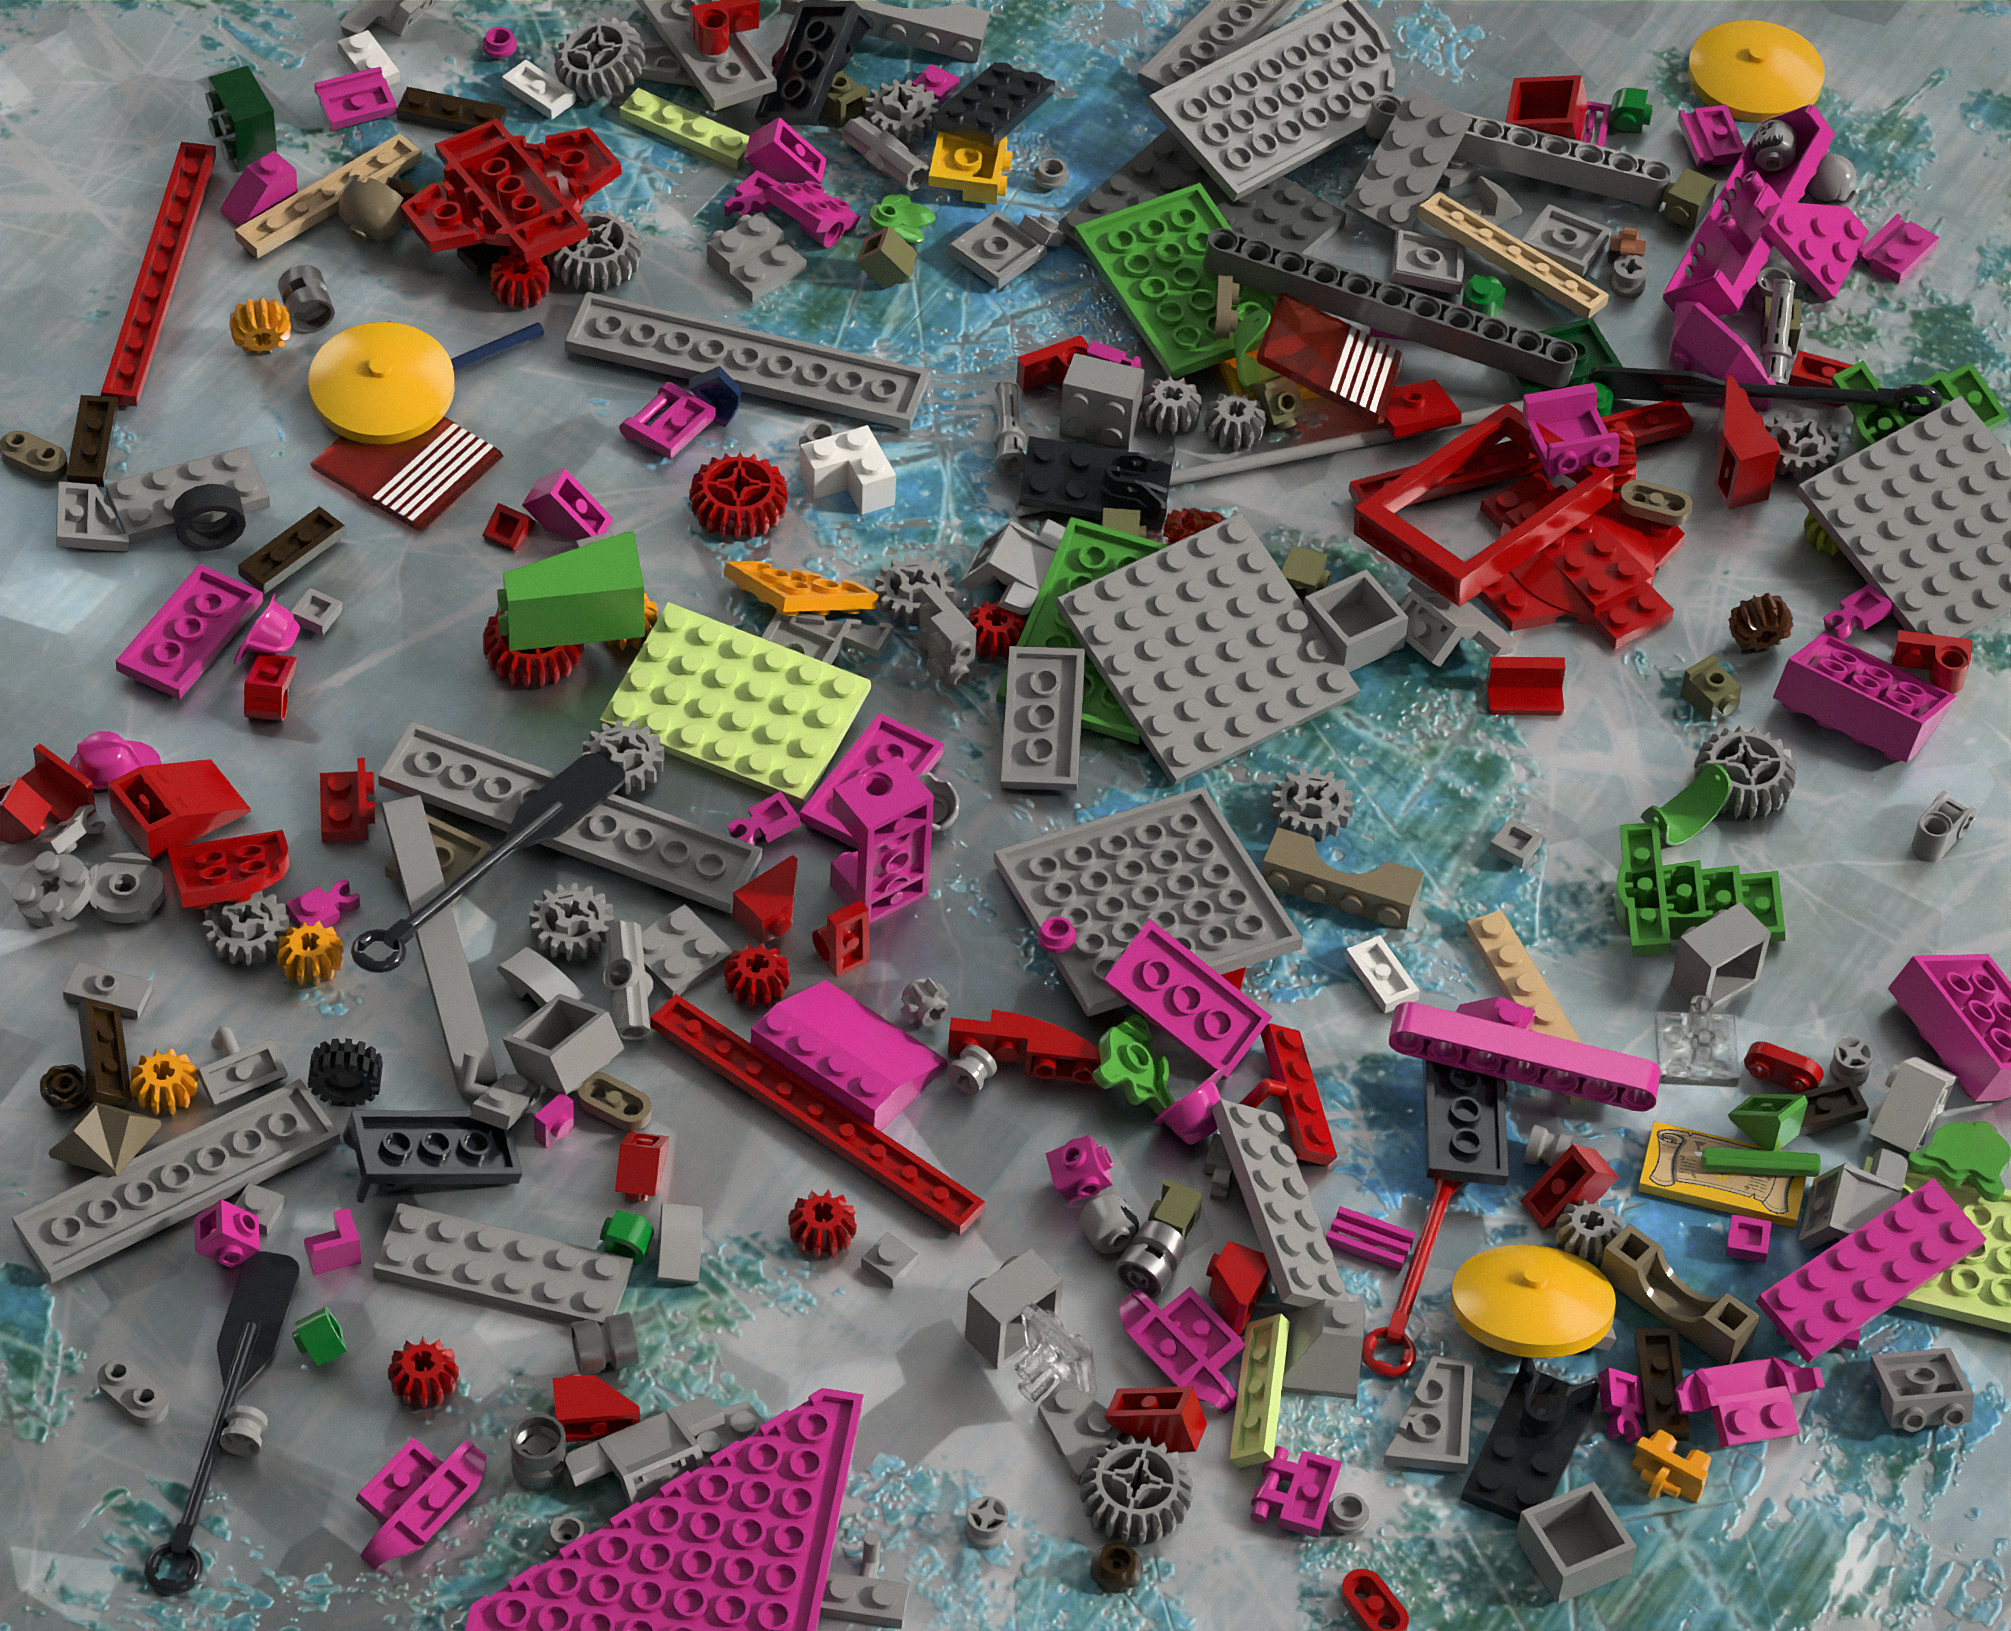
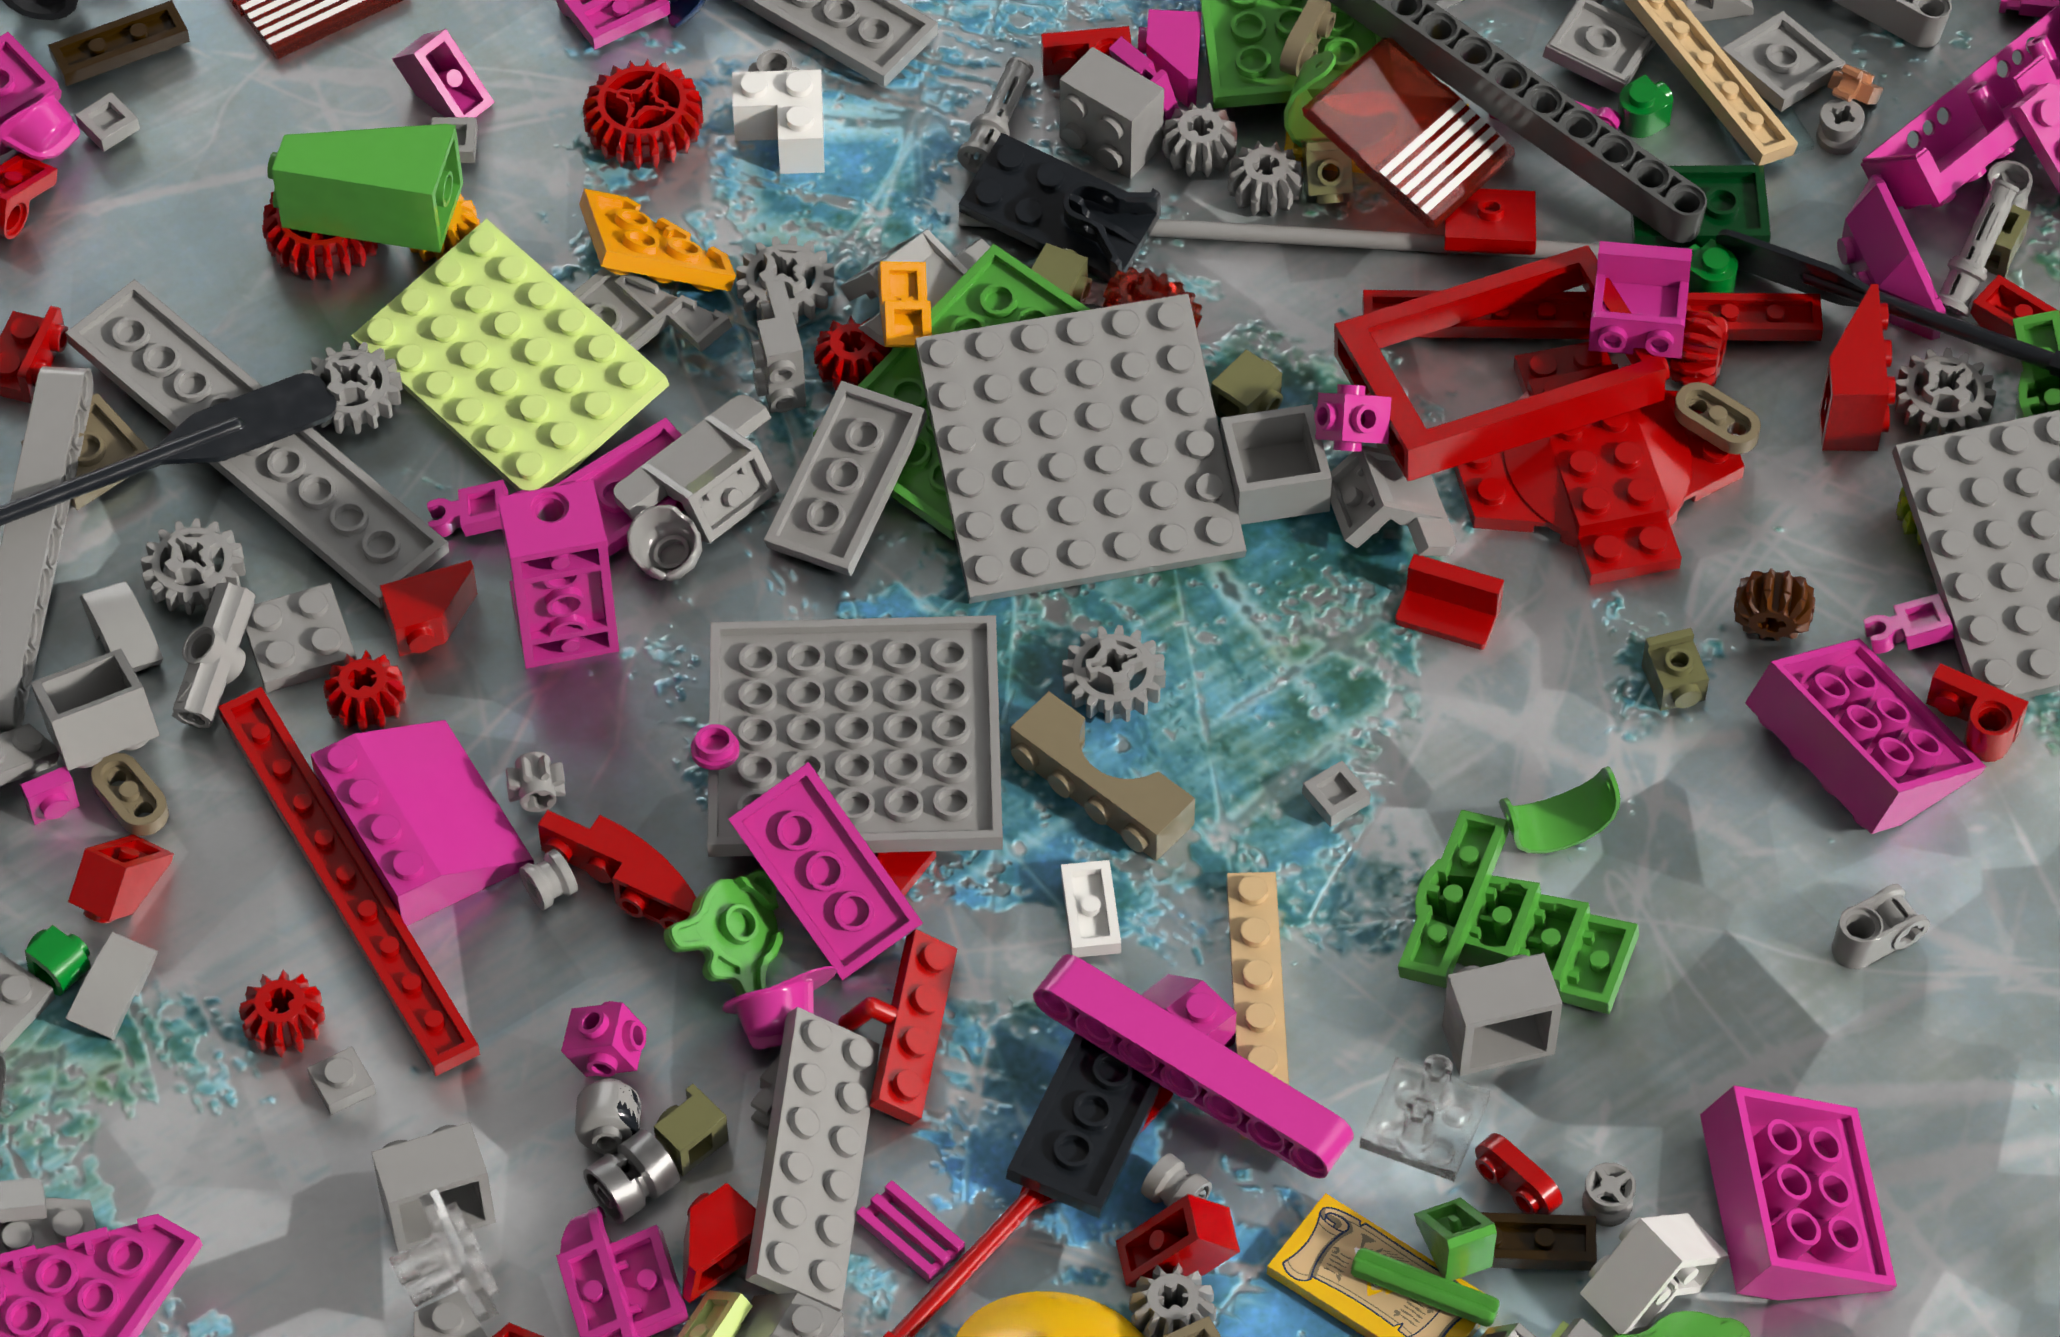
camera: 25 degrees right, 5 degrees up
(508, 527) = (373, 80): red slope -> none
(844, 939) = (480, 679): red plate -> none
(938, 736) = (708, 470): none -> light grey plate
(1025, 578) = (903, 302): none -> light orange slope
(1121, 333) = (1174, 45): none -> dark pink slope
(1406, 569) = (1352, 418): none -> dark pink brick
(1689, 198) = (1962, 47): olive brick -> none
(1758, 770) = (1688, 802): light grey gear -> none

